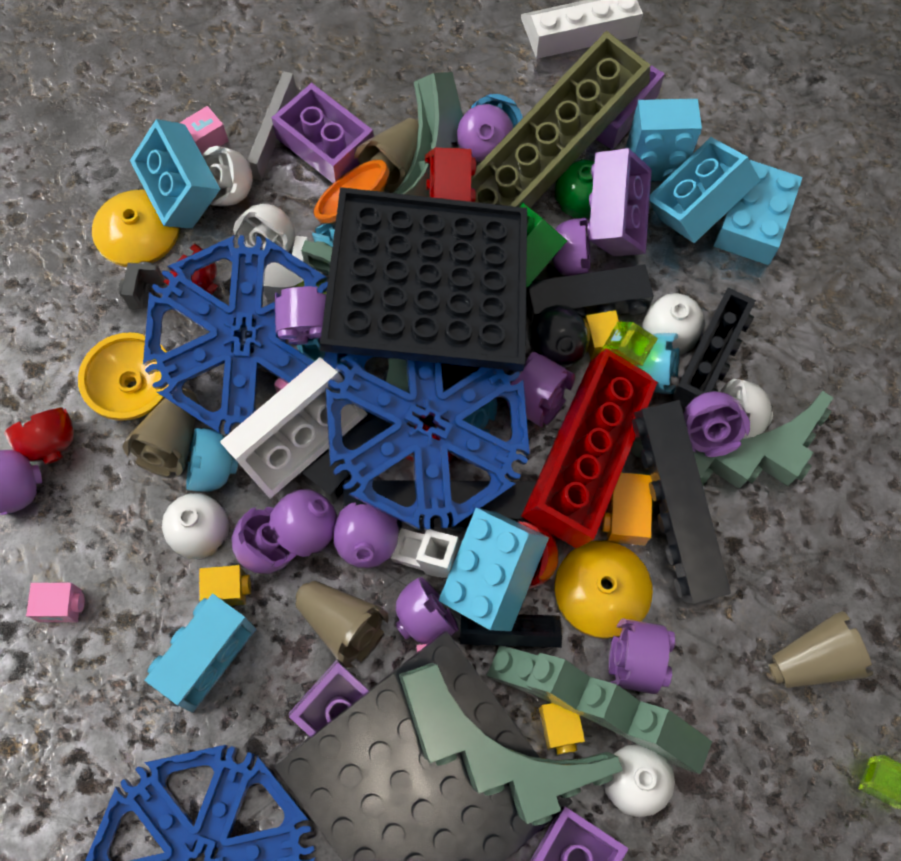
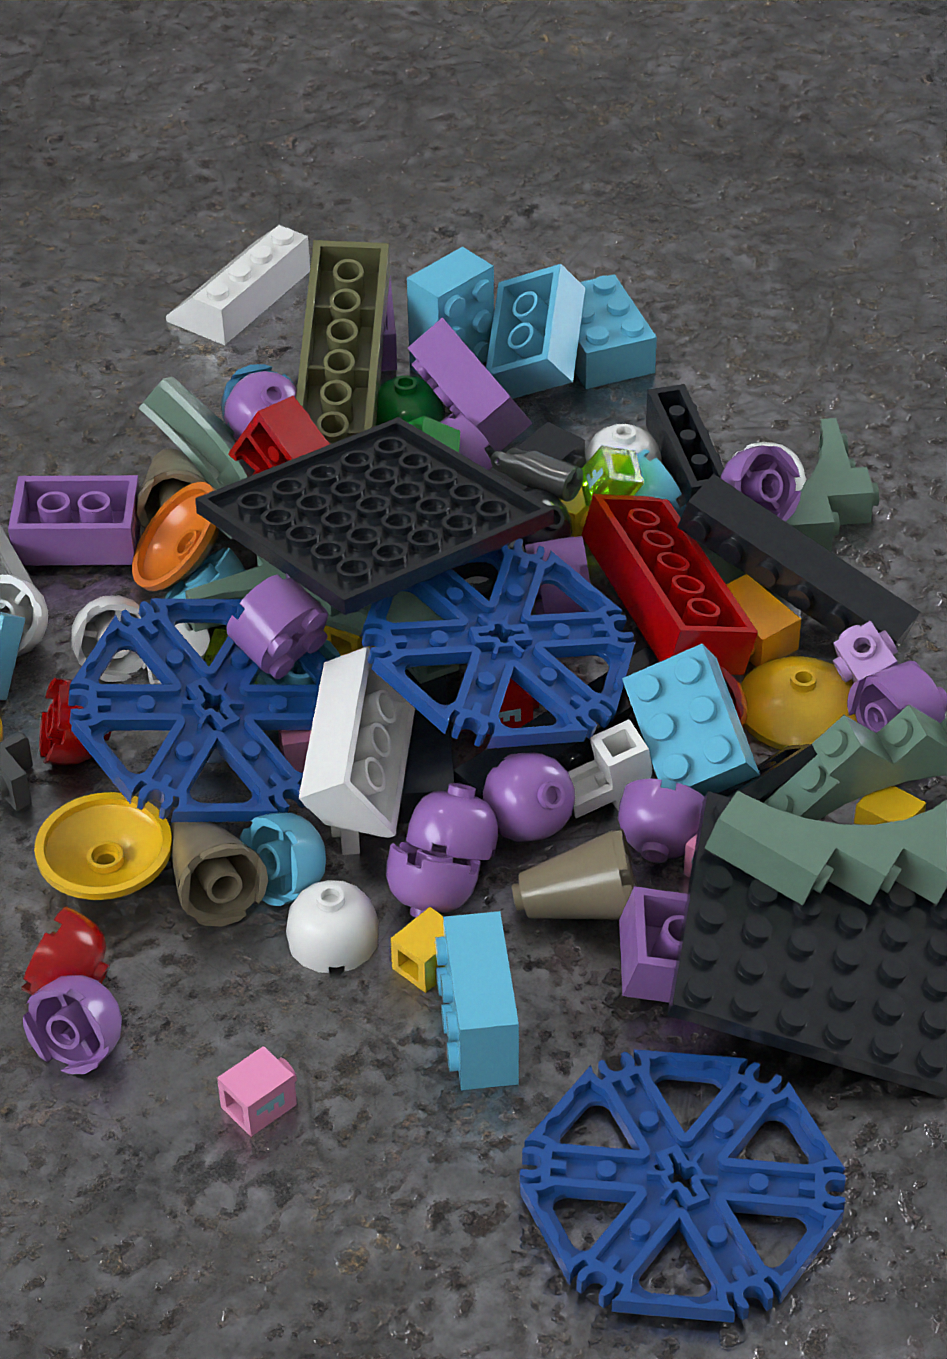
camera: 40 degrees left, 25 degrees down
(593, 305) = (540, 472): none -> dark grey piece
(647, 604) = (863, 652): none -> lavender brick

